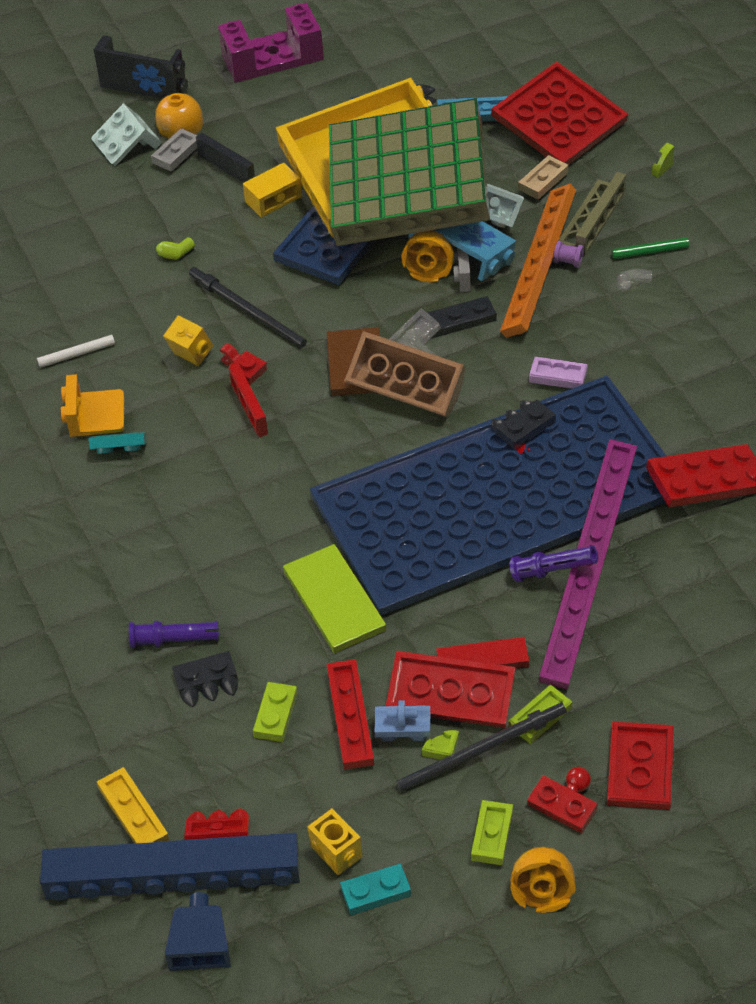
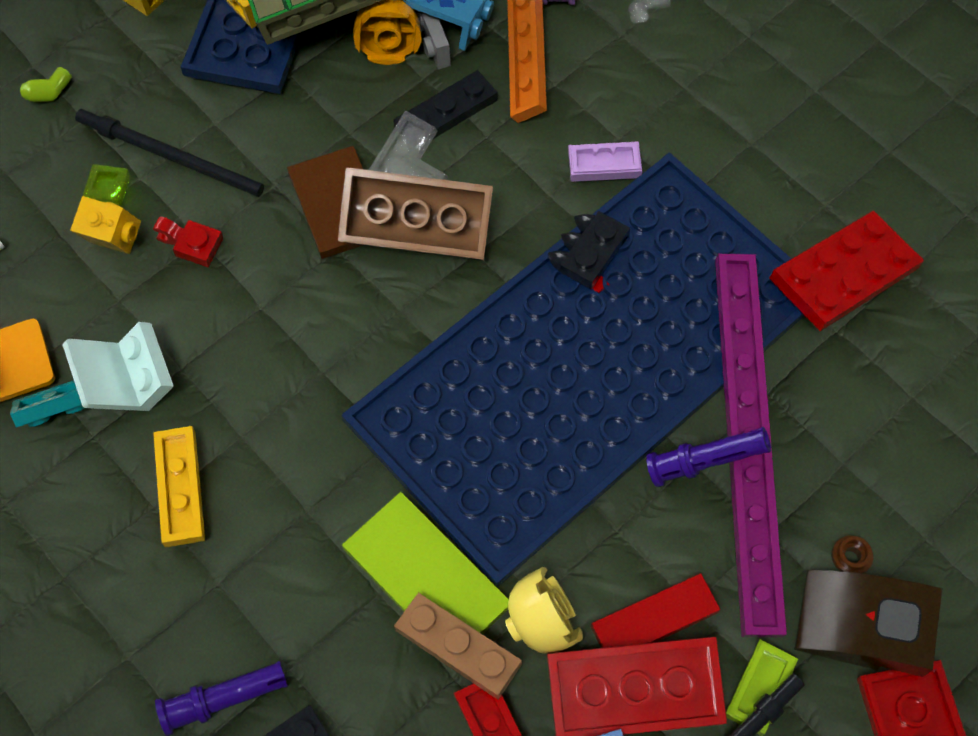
camera: 20 degrees left, 15 degrees up
(169, 434) = (121, 373): none -> light aqua bracket
(185, 508) = (178, 486): none -> yellow plate
(199, 315) = (107, 184): none -> clear neon green plate
(248, 399) = (214, 295): red tile -> none
(339, 636) = (458, 645): none -> medium nougat plate
(402, 629) = (541, 614): none -> light yellow cylinder
(631, 689) = (869, 620): none -> dark brown slope
(641, 645) = (859, 547): none -> reddish brown plate

